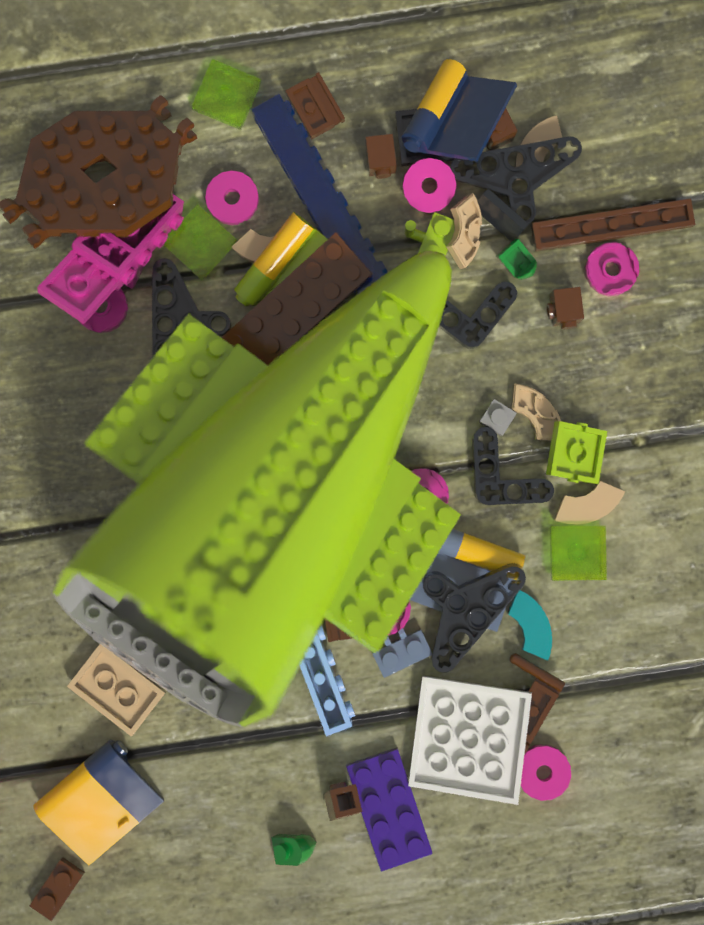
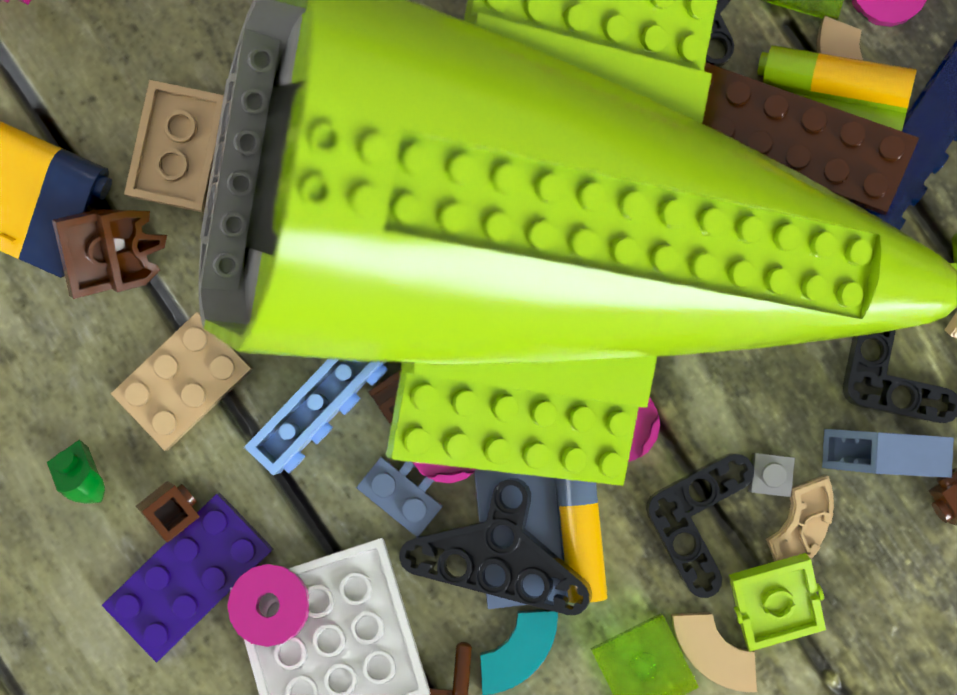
camera: 65 degrees right, 0 degrees up
(162, 764) = (106, 250): none -> reddish brown plate
(266, 757) = (181, 382): none -> tan plate
(421, 780) = (245, 599): none -> dark pink tile
(518, 341) = (888, 453): none -> sand blue slope

